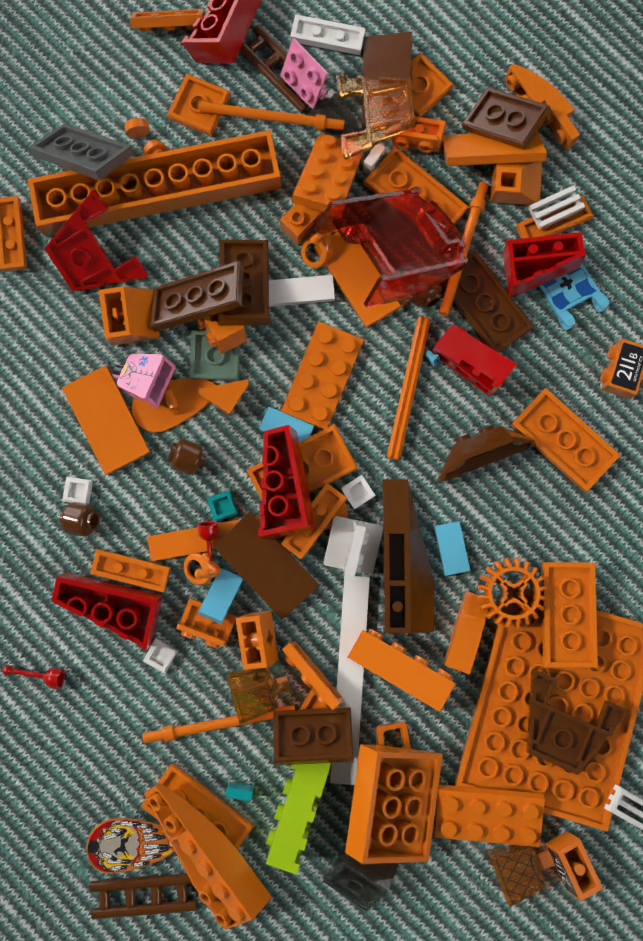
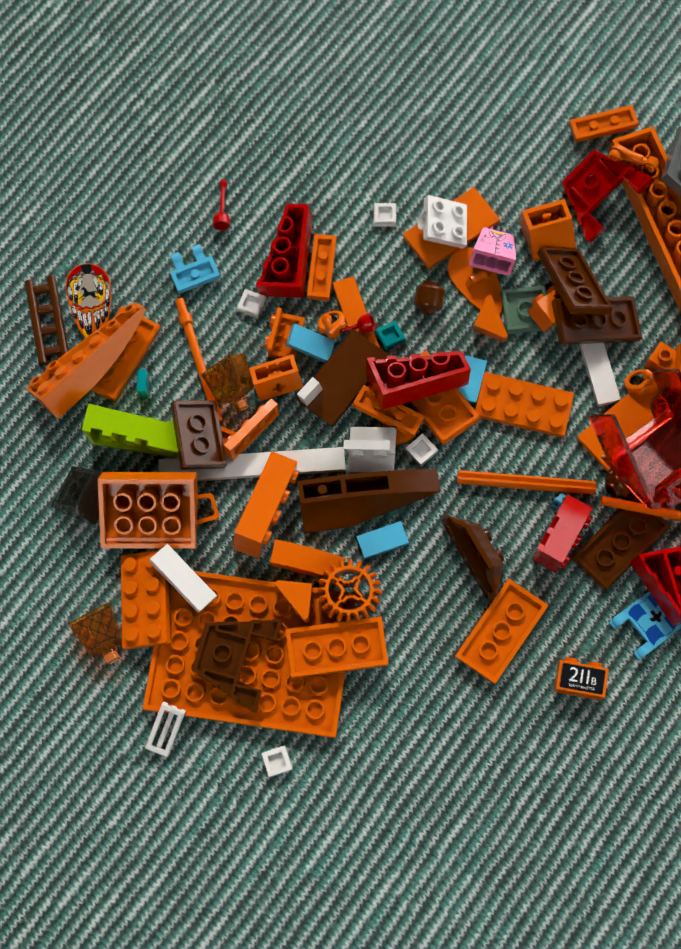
camera: 80 degrees right, 10 degrees down
(55, 218) = (618, 151): none -> orange arm
(79, 519) = (360, 218): reddish brown head -> none
(101, 427) = (444, 222): none -> white plate
(115, 716) = (195, 273): none -> medium azure plate
(280, 604) = (309, 391): none -> white tile
(475, 773) = (182, 578): none -> white tile
(511, 649) = (298, 596): none -> orange slope
(574, 866) = (108, 678): orange brick -> none

